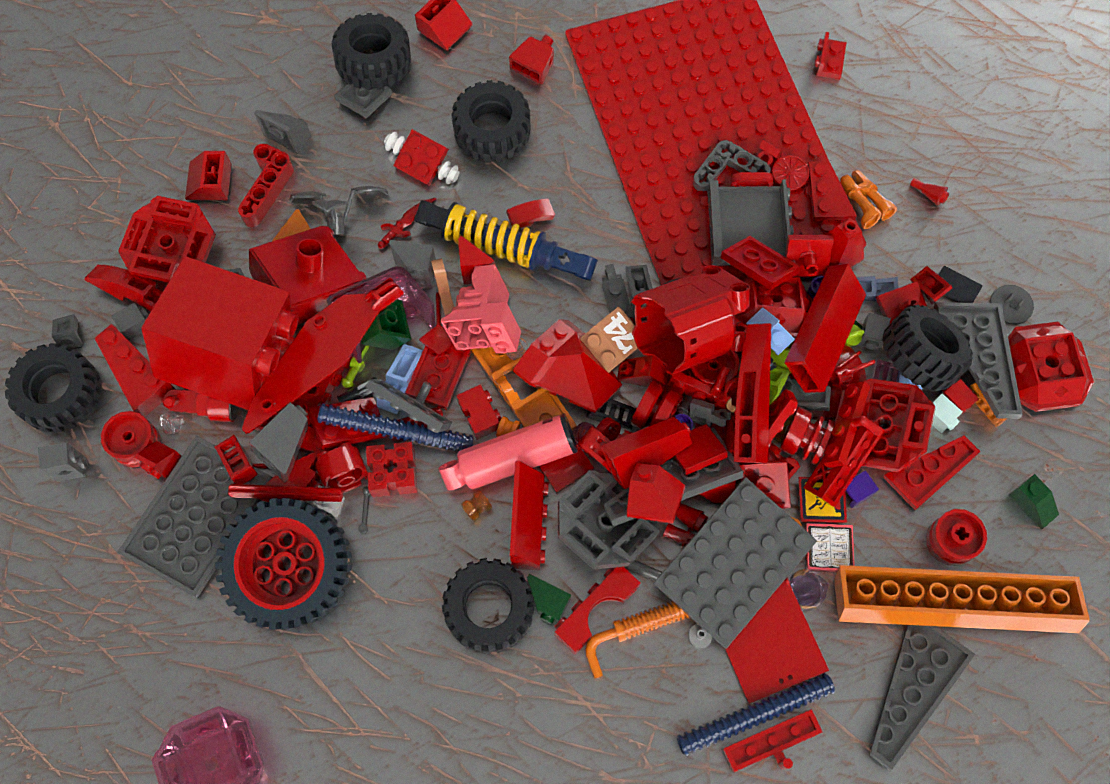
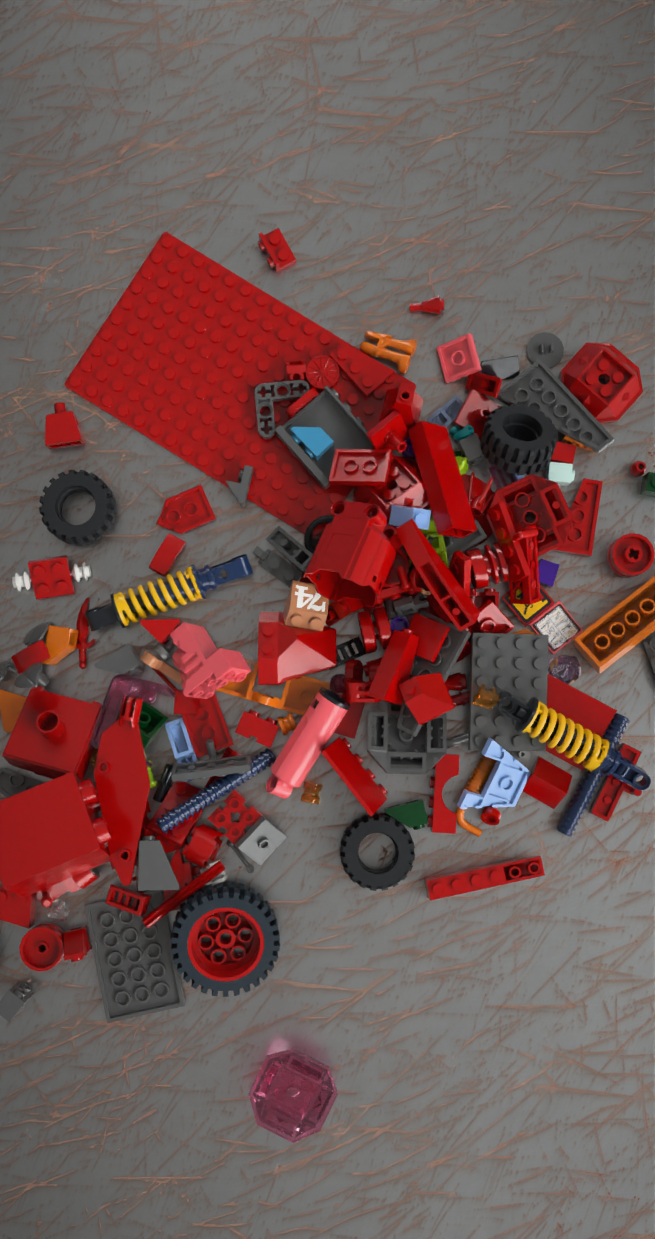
camera: 45 degrees left, 15 degrees up
(354, 196) = (35, 653): none -> red slope
(378, 212) = (60, 643): none -> orange slope
(394, 507) = (261, 840): none -> plate
(457, 284) = (164, 650): none -> light grey tile
(568, 719) = (483, 877): none -> red slope
(578, 194) = (186, 511): none -> red tile
(623, 667) = (491, 816): none -> red tile
(642, 207) = (241, 489): none -> dark grey slope
(661, 645) = (503, 784): none -> light blue wing
(702, 683) = (547, 783): none -> red slope
(709, 543) = (486, 698): none -> clear orange tile
(737, 214) = (313, 440): none -> dark azure slope
(762, 655) = (571, 738): none -> piece
(872, 307) = (460, 434): none -> teal arm
(924, 249) = (458, 358): none -> coral tile
(1025, 469) = (634, 469): none -> red hose

